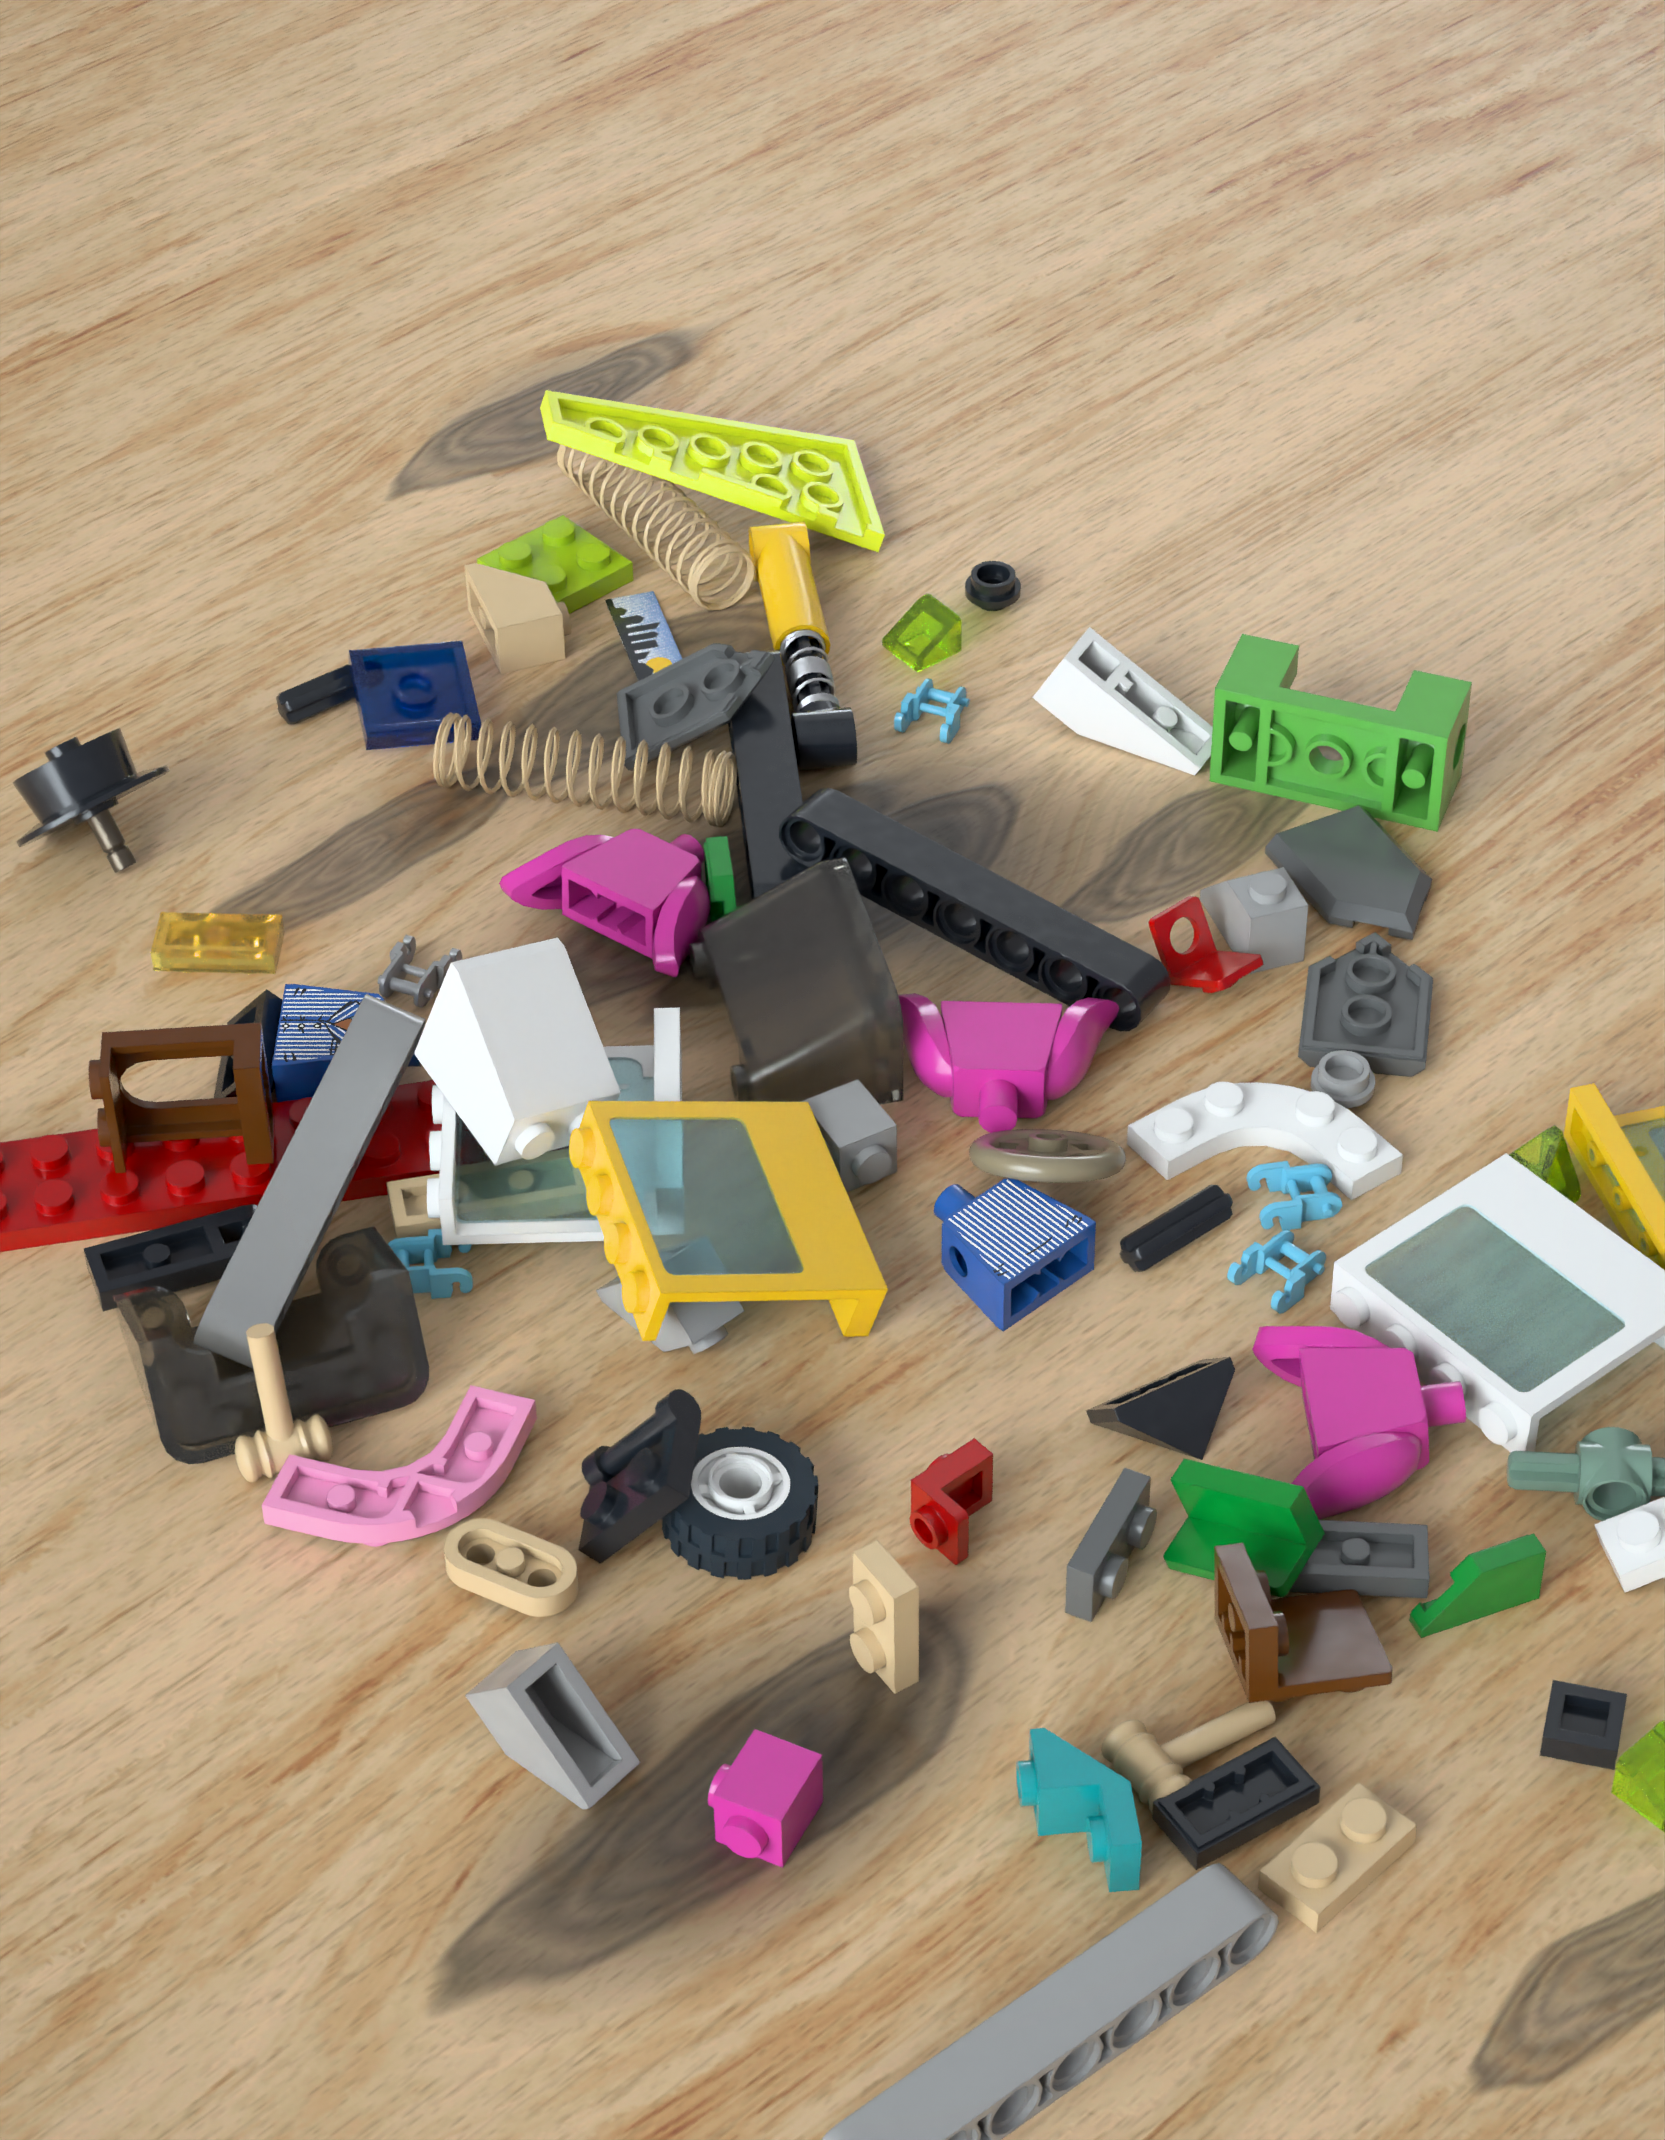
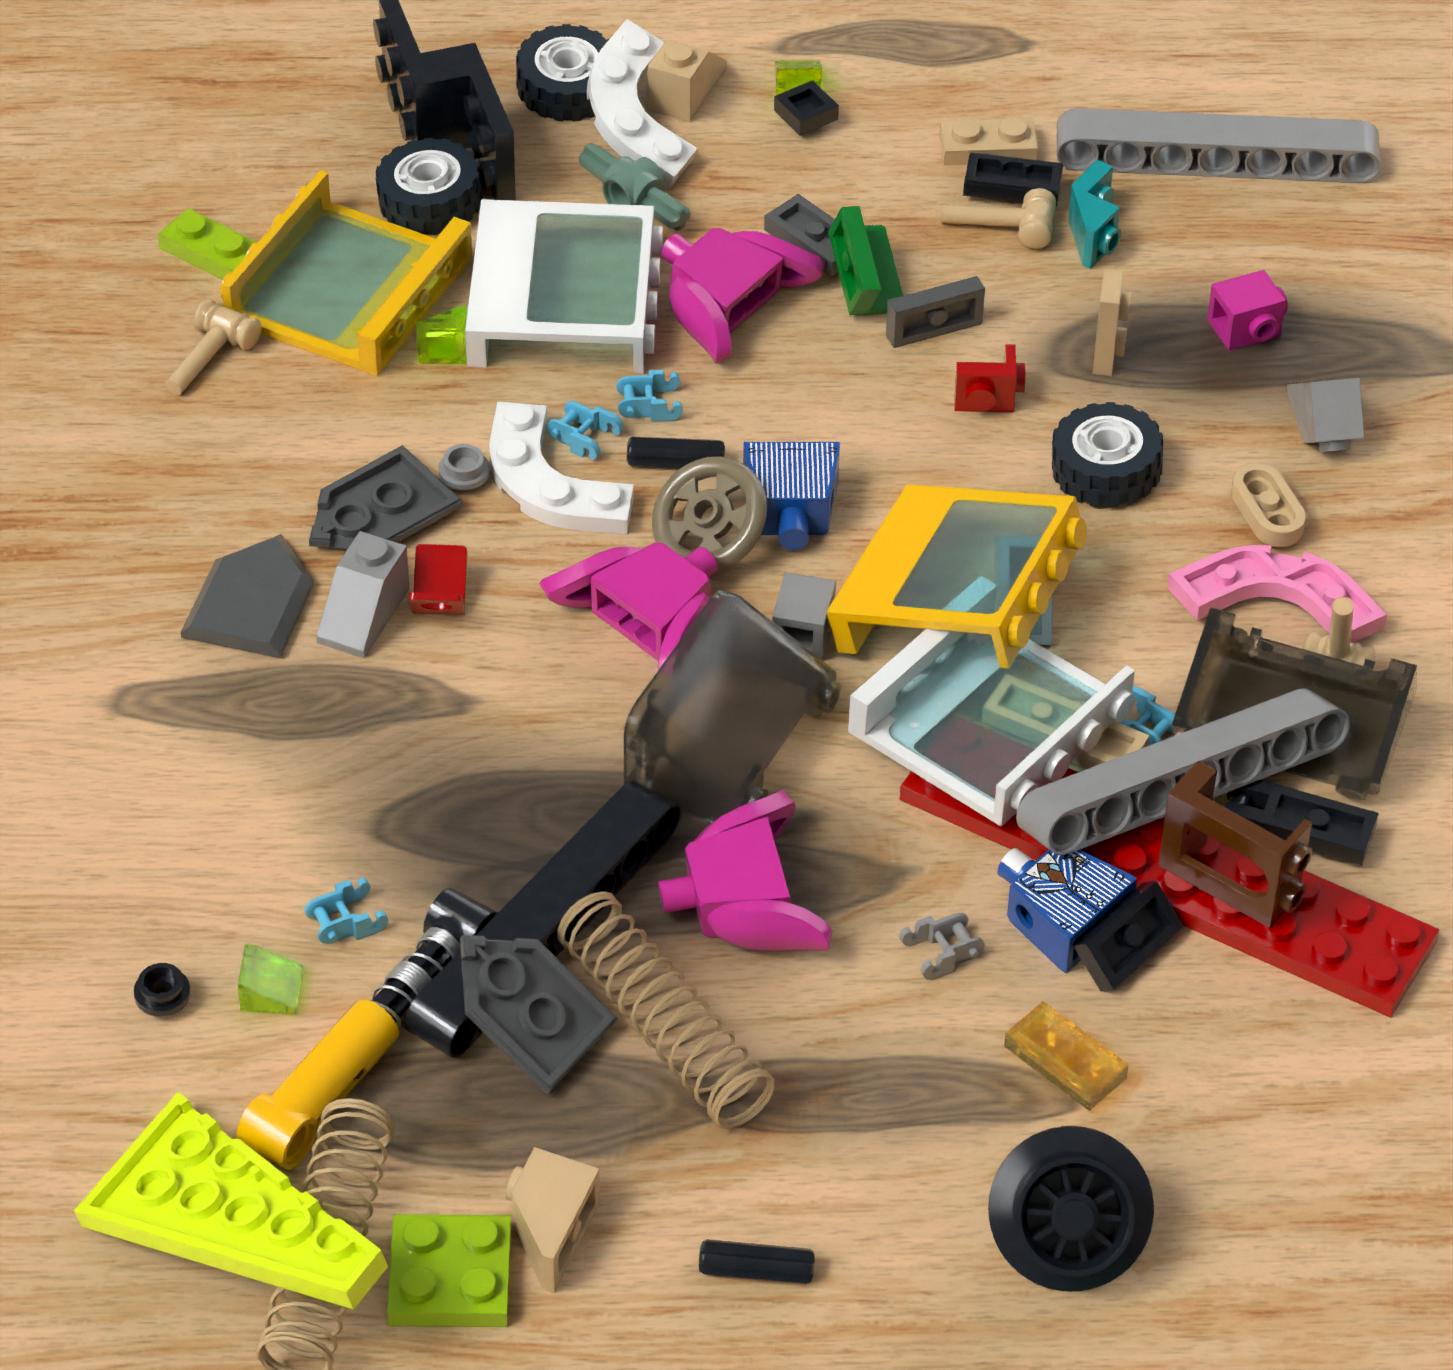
camera: 140 degrees left, 5 degrees up
(409, 691) = (706, 1190): clear blue tile -> none
(516, 1050) = (1005, 705): white slope -> none
(640, 1476) = (1171, 469): black plate -> none
(644, 633) = (455, 1150): sticker -> none
(719, 876) = (667, 855): green tile -> none
(976, 907) = (554, 694): black beam -> none
(1122, 706) = (234, 803): white slope -> none
(1171, 1410) = (806, 368): black slope -> none
(1296, 1641) = (908, 204): reddish brown bracket -> none
(1392, 764) = (180, 687): bright green plate -> none
(1485, 1585) = (766, 180): green tile -> none

